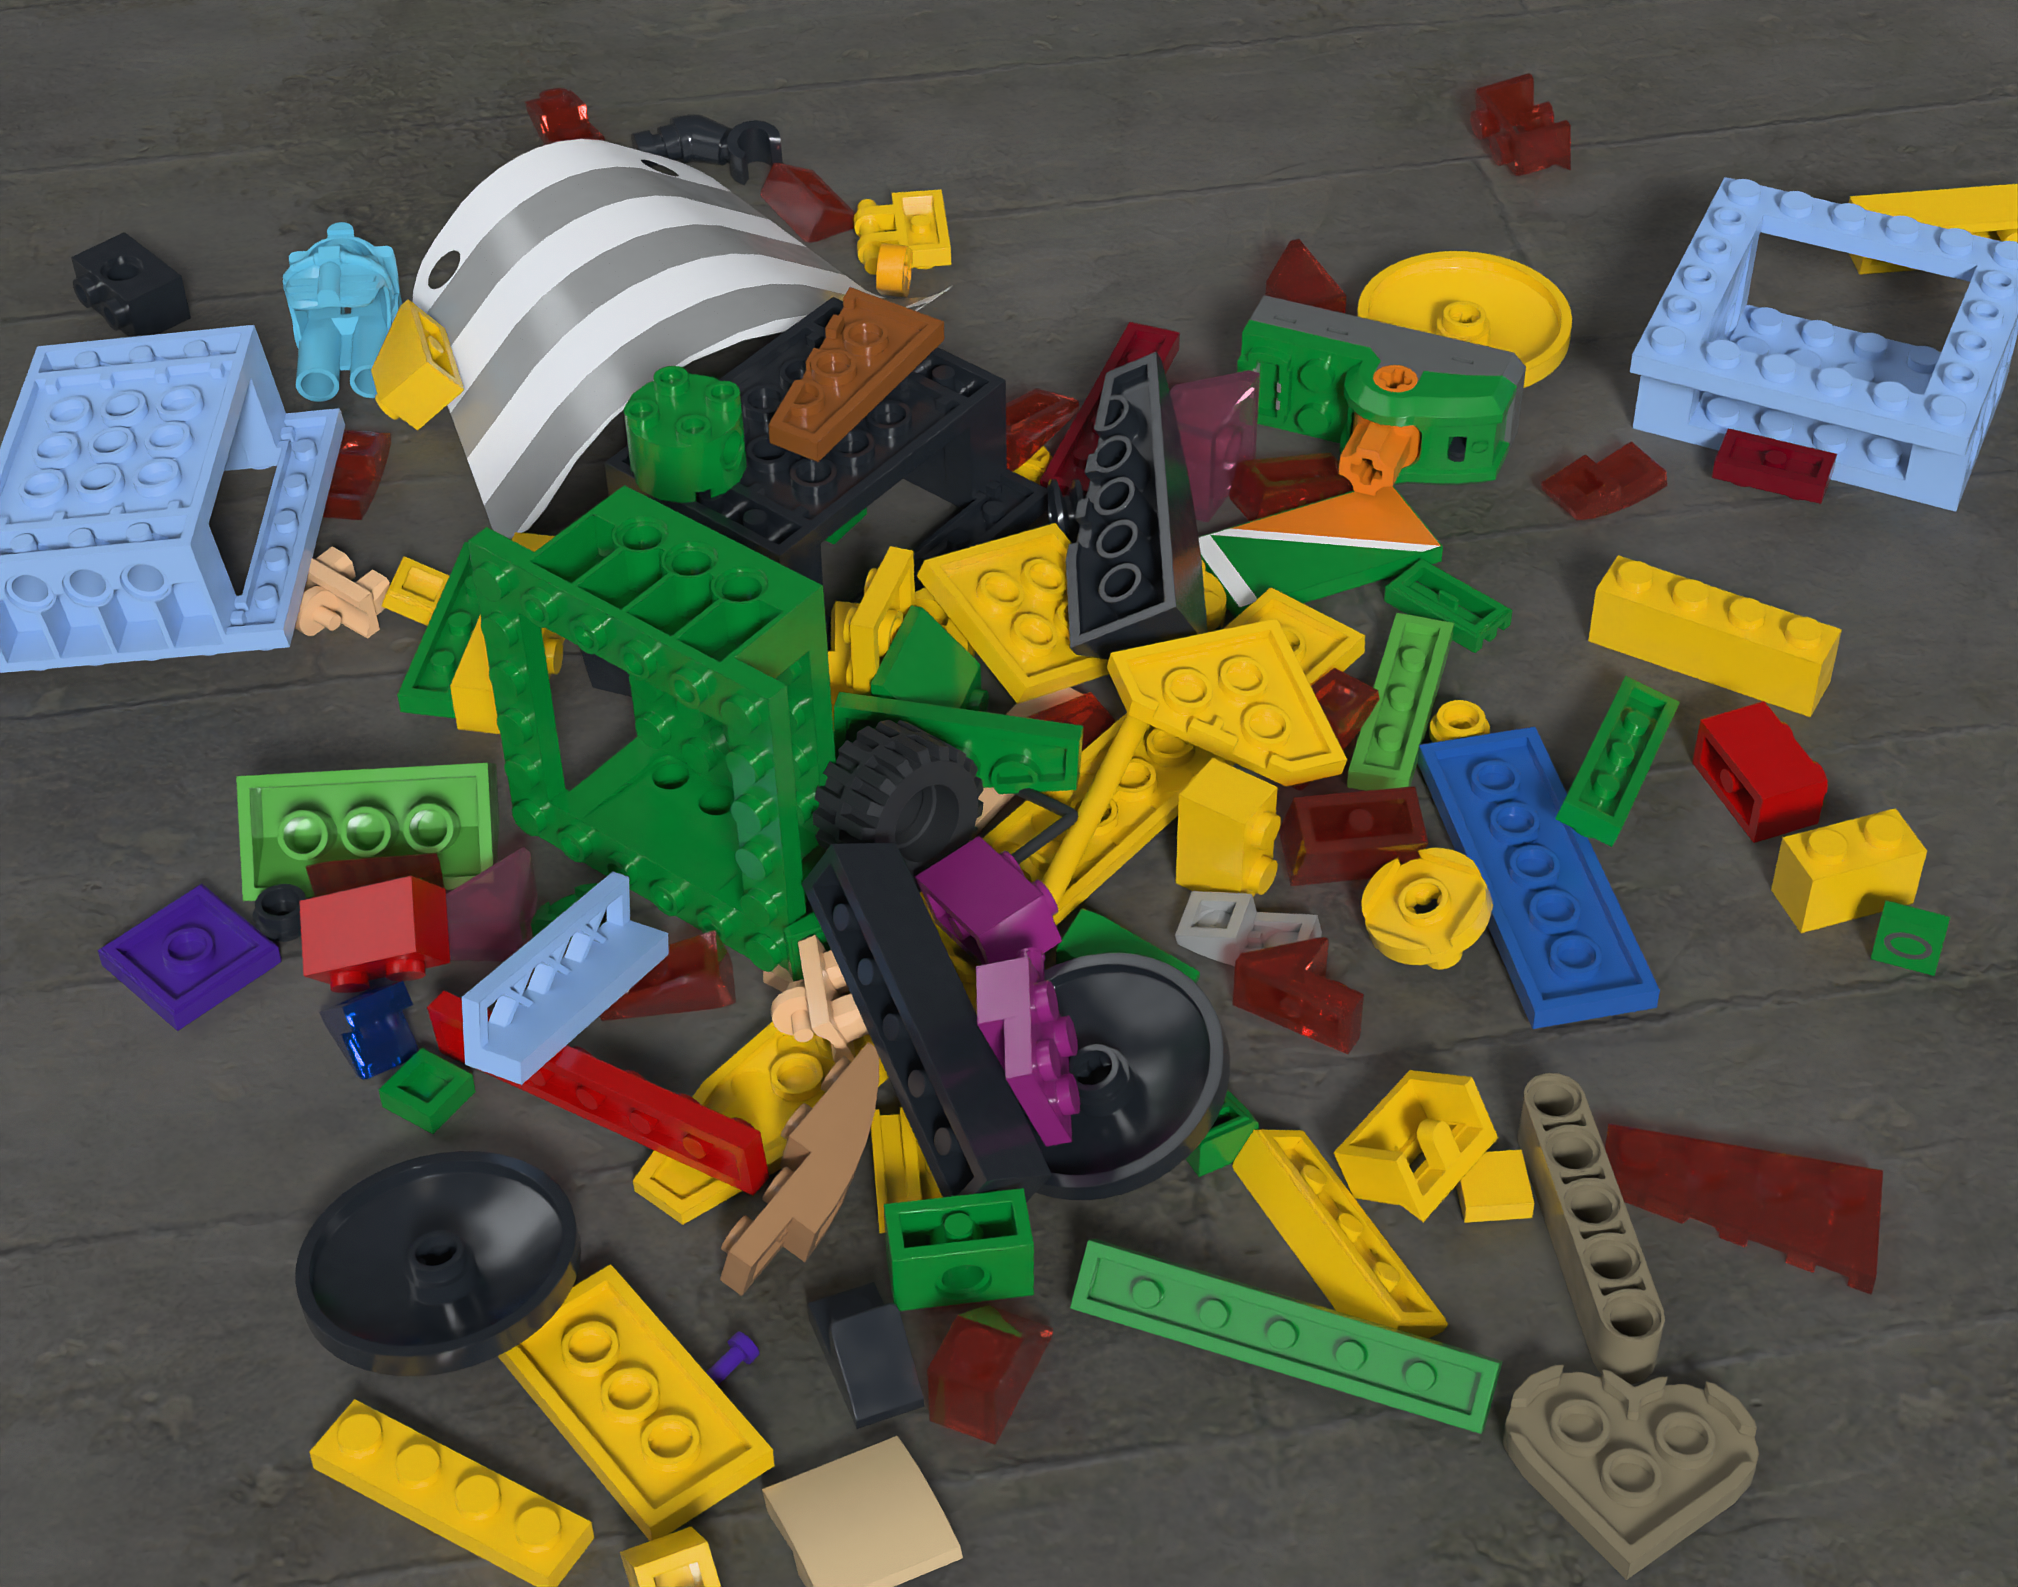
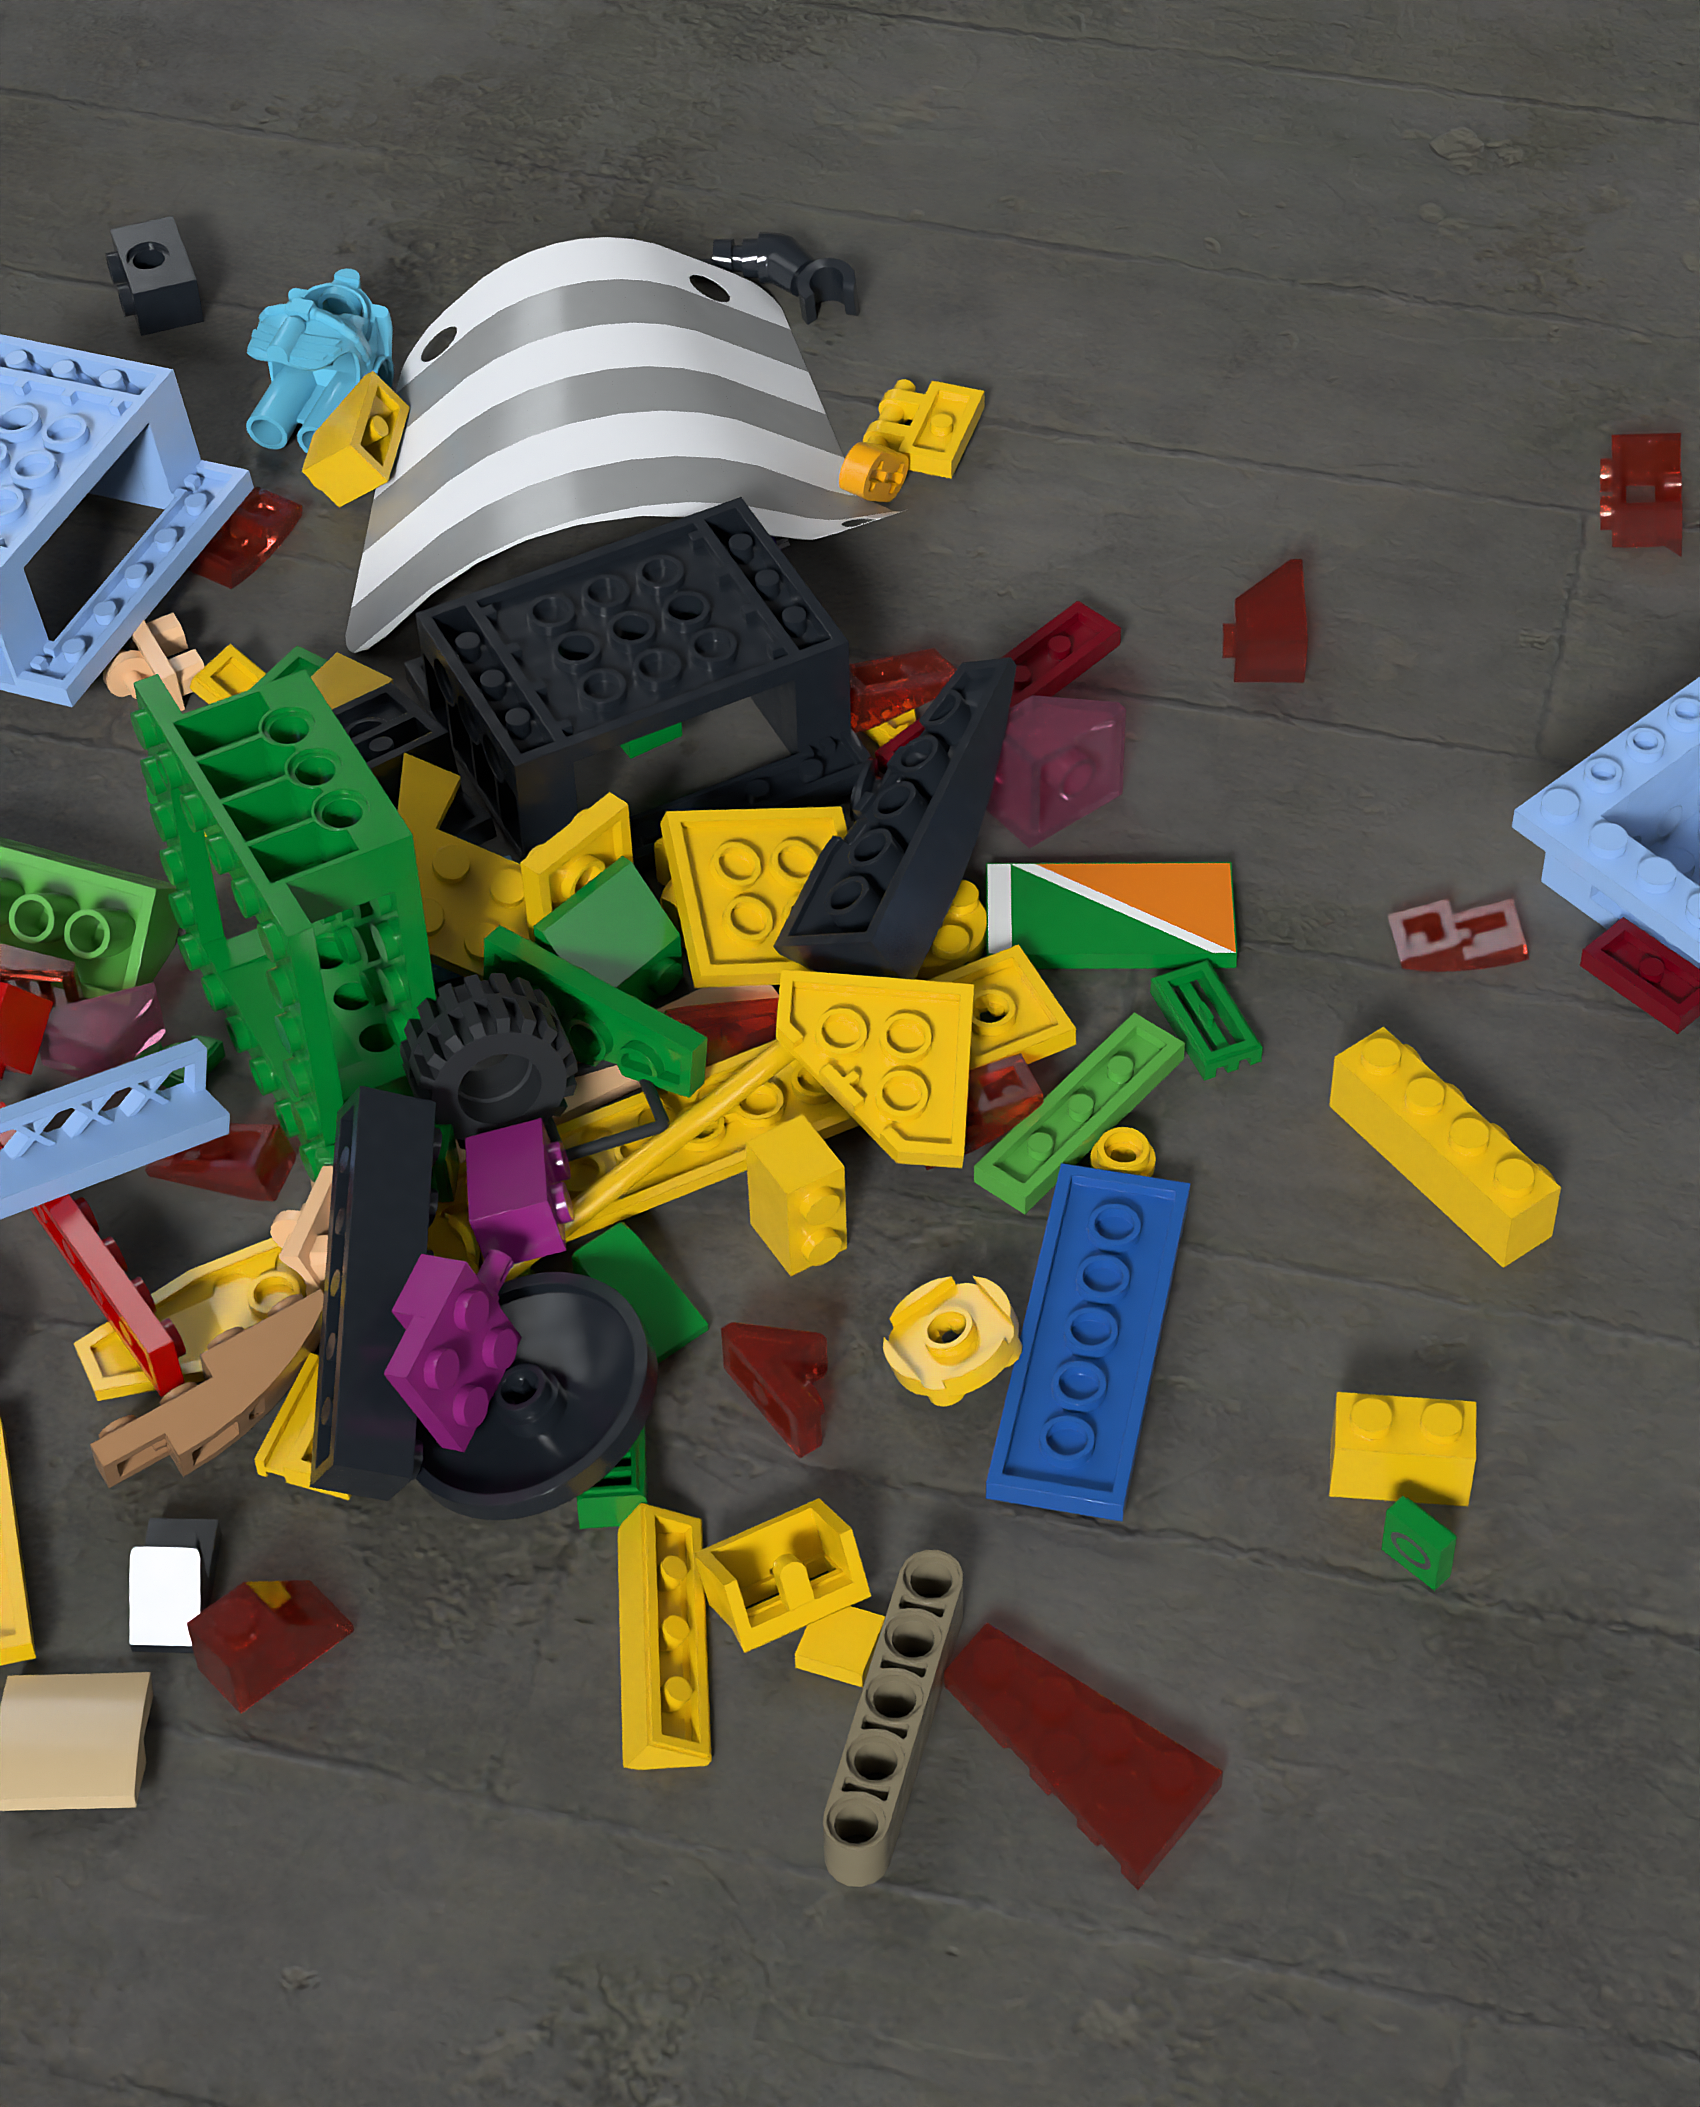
camera: 25 degrees right, 5 degrees up
(561, 117) = (668, 207): clear red slope -> none
(685, 435) = (486, 612): green brick -> none
(740, 1350) = (70, 1540): dark purple piece -> none
(806, 203) = (853, 364): clear red slope -> none
(856, 367) = (709, 582): dark orange wing -> none
(959, 1249) = (297, 1518): green brick -> none
(1228, 925) = (767, 1292): light grey slope -> none
(1285, 483) = (1114, 828): clear red slope -> none
(1287, 1335) = (546, 1715): green plate -> none
(1350, 834) = (922, 1235): clear red brick -> none
(1390, 395) = (1282, 775): green piece -> none
(1477, 302) = (1417, 709): yellow dish -> none
(1617, 762) = (1245, 1249): green plate -> none
(1631, 1461) = (784, 1960): dark tan plate -> none
(1760, 771) = (1392, 1310): red brick -> none

